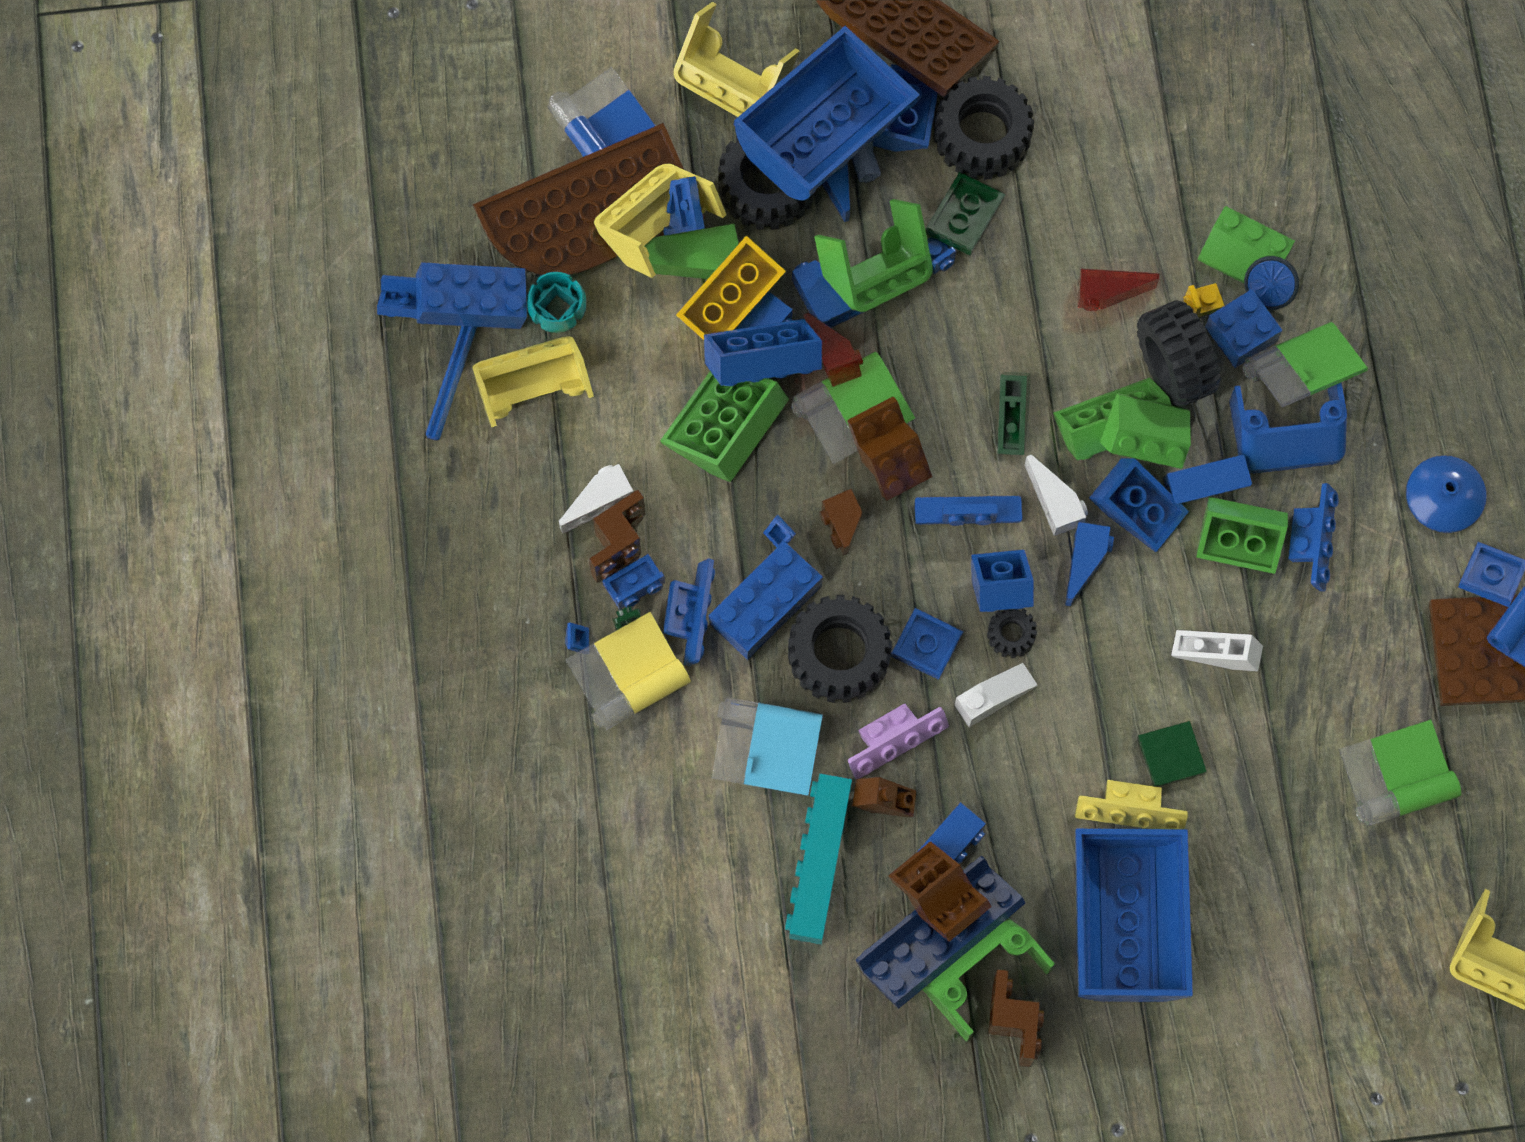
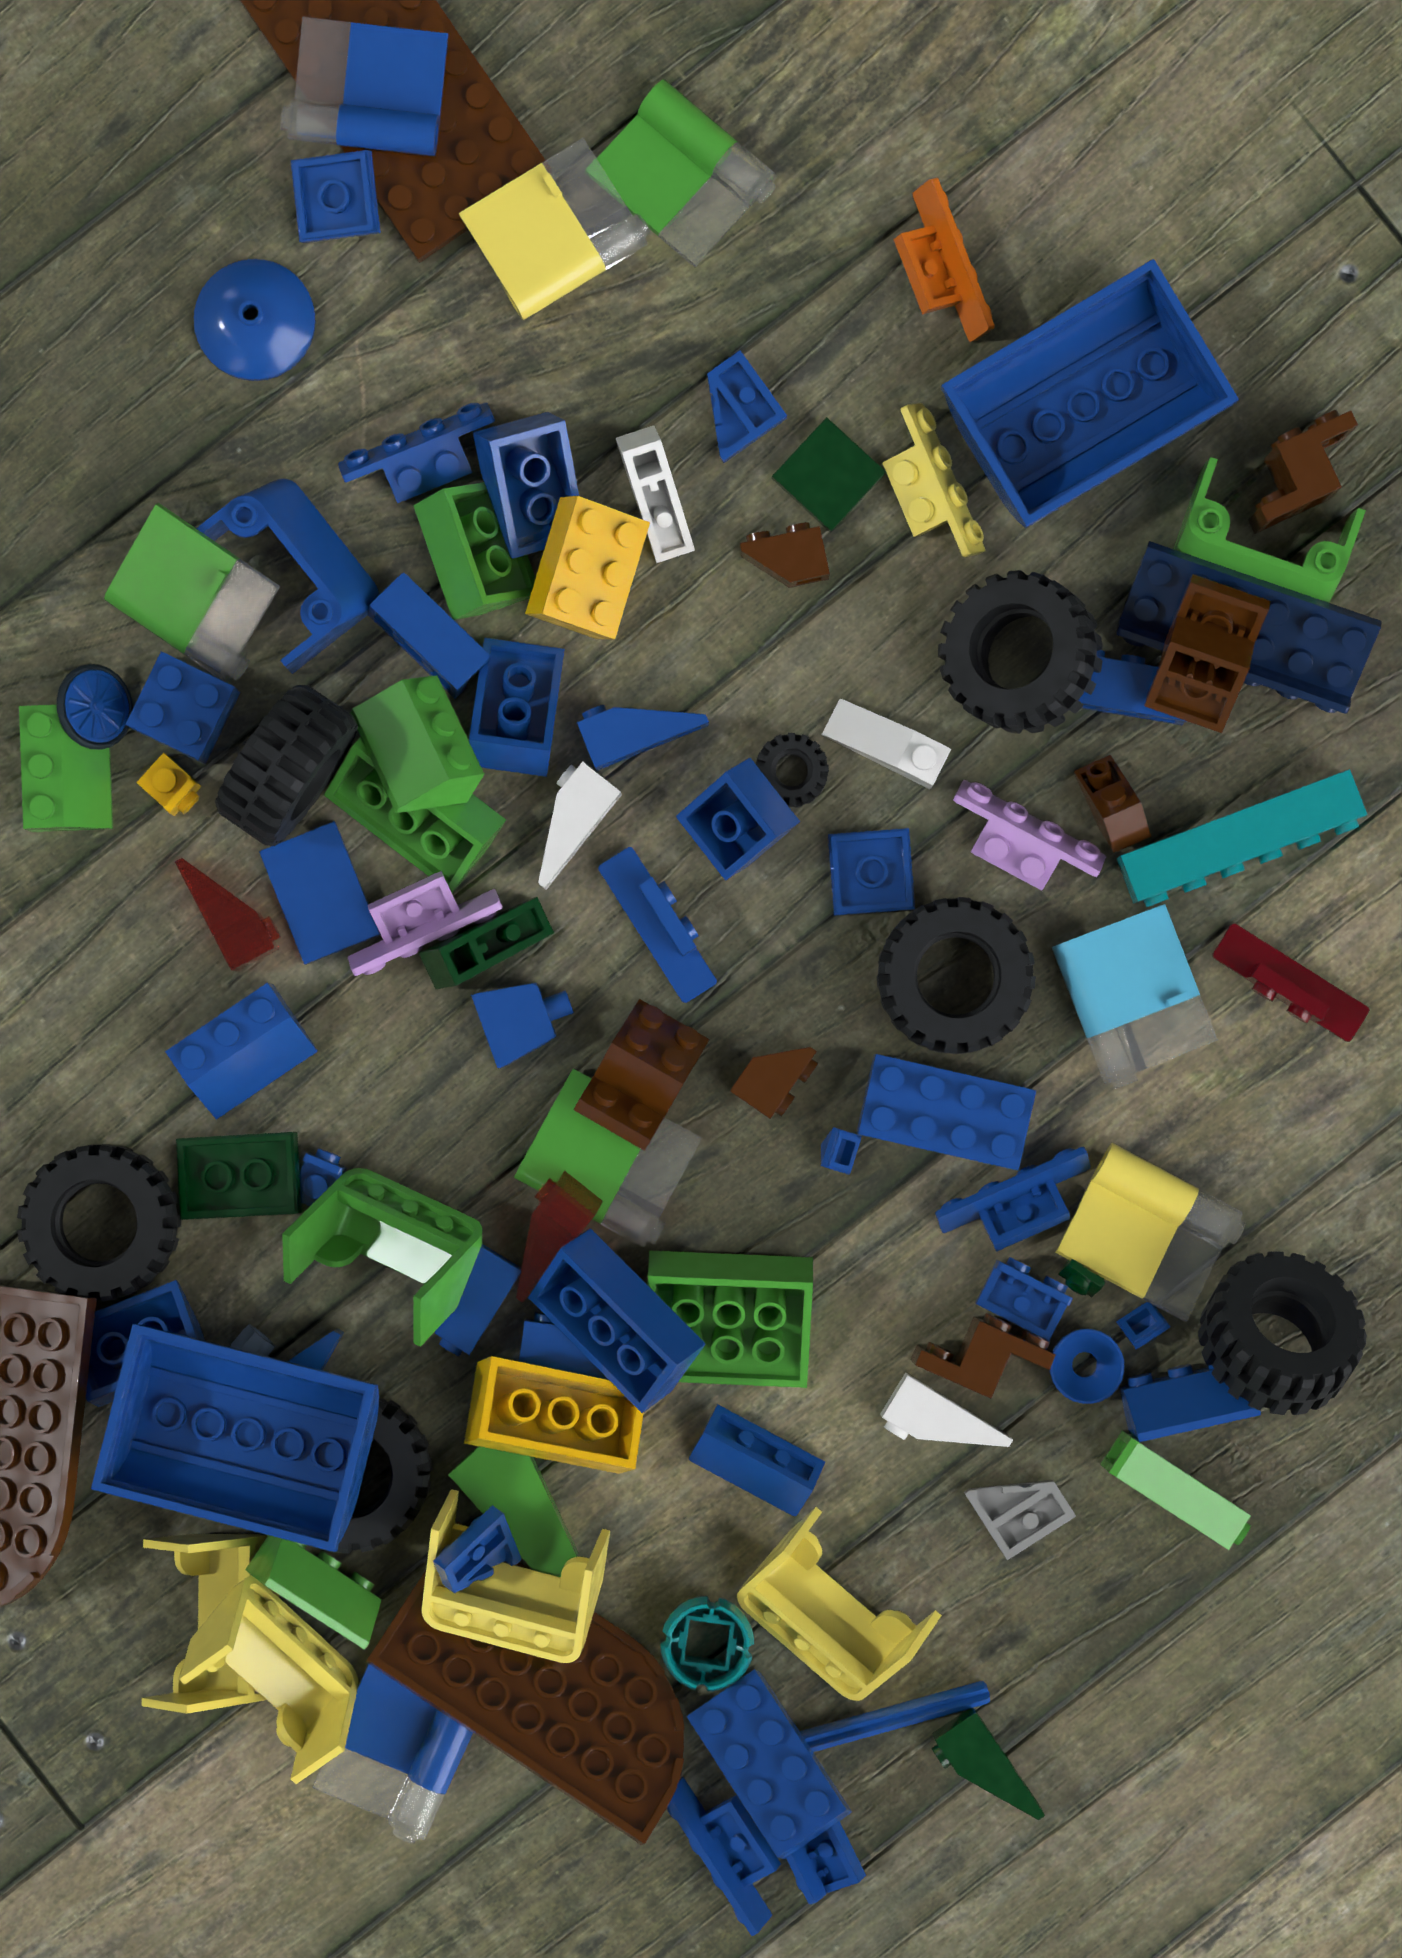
camera: 120 degrees left, 15 degrees up
(397, 411) = (980, 1759): none -> dark green slope
(438, 248) = (730, 1850): none -> blue bracket
(475, 597) = (1176, 1491): none -> slope
(518, 510) = (1020, 1512): none -> light grey wing
(521, 634) = (1179, 1403): none -> blue slope
(552, 719) = (1256, 1366): none -> black tyre
(575, 579) = (1102, 1381): none -> blue piece
(637, 390) = (757, 1461): none -> blue panel
(690, 86) = (283, 1663): none -> light yellow windscreen
(712, 122) = (318, 1587): none -> bright green slope
(717, 835) = (1290, 982): none -> dark red bracket
(960, 404) = (519, 1019): none -> blue torso
(1016, 762) = (980, 621): none -> black tyre
(1033, 253) = (241, 1050): none -> blue slope
(1050, 384) = (417, 917): none -> lavender bracket
(1095, 344) = (319, 893): none -> blue tile
(1135, 703) = (790, 557): none -> reddish brown slope
(1195, 583) = (587, 567): none -> yellow brick
(1241, 728) = (740, 405): none -> blue wing
(1262, 583) = (525, 474): none -> blue slope
(1262, 886) = (940, 265): none -> orange bracket
(1405, 681) = (554, 228): none -> light yellow door

